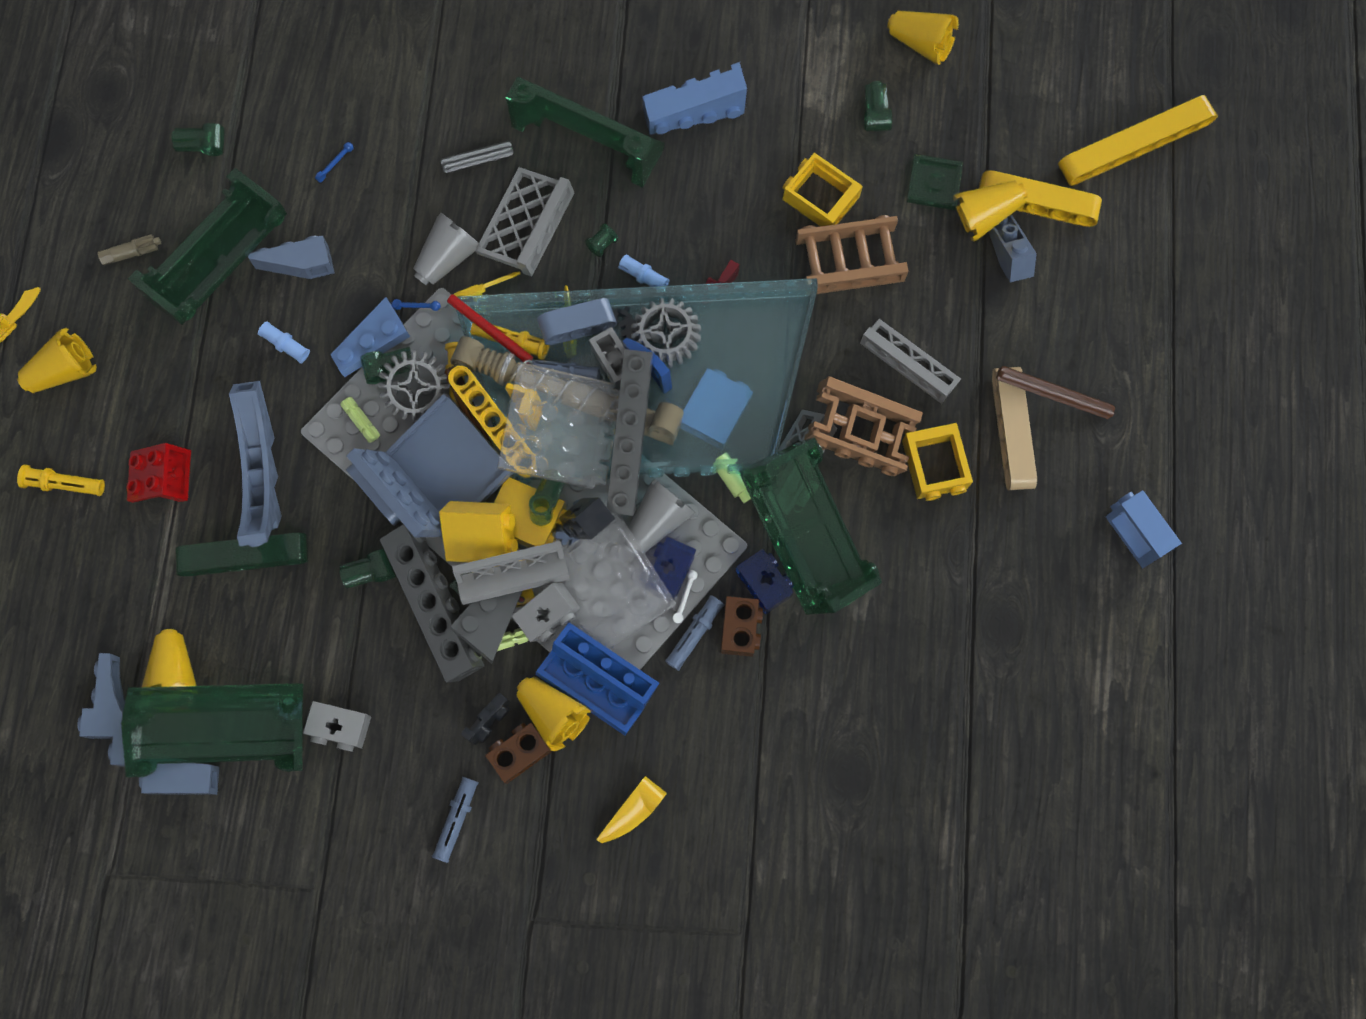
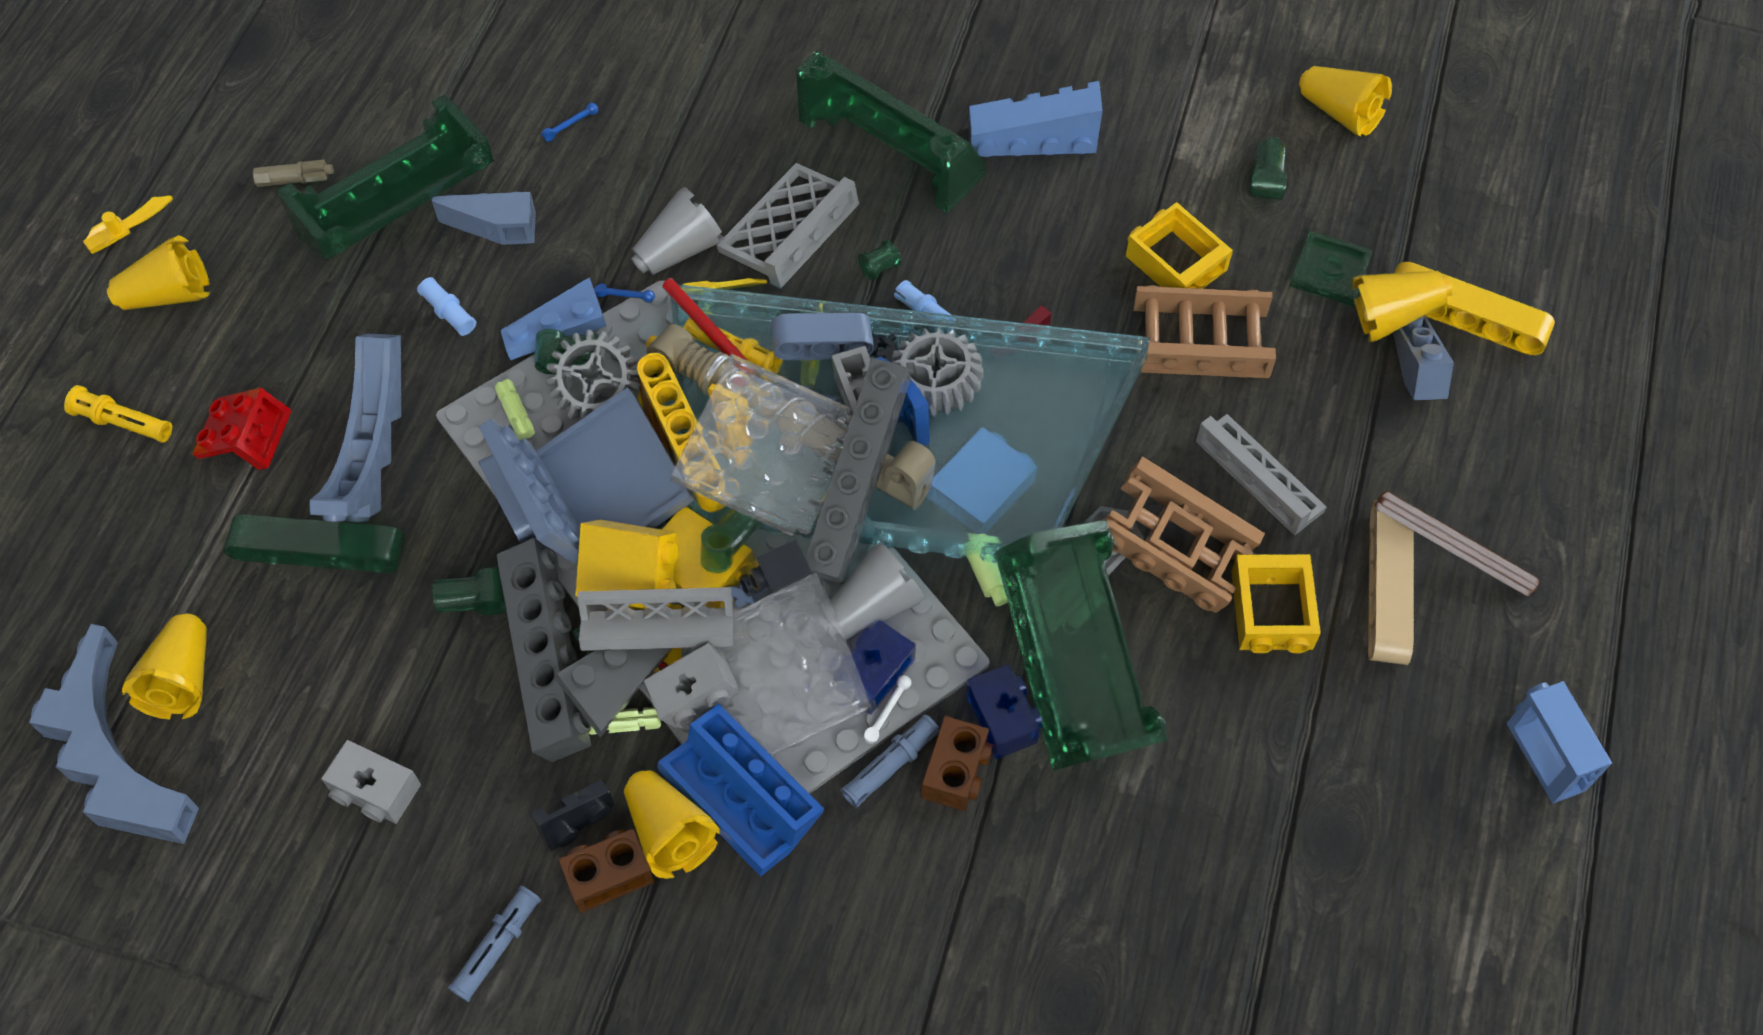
camera: 15 degrees right, 15 degrees down
(206, 139) = (424, 72): clear green piece -> none
(212, 726) = (203, 742): clear green windscreen -> none
(477, 156) = (746, 143): dark grey axle -> none
(634, 810) = (753, 980): yellow piece -> none
(1137, 140) = (1613, 262): yellow beam -> none

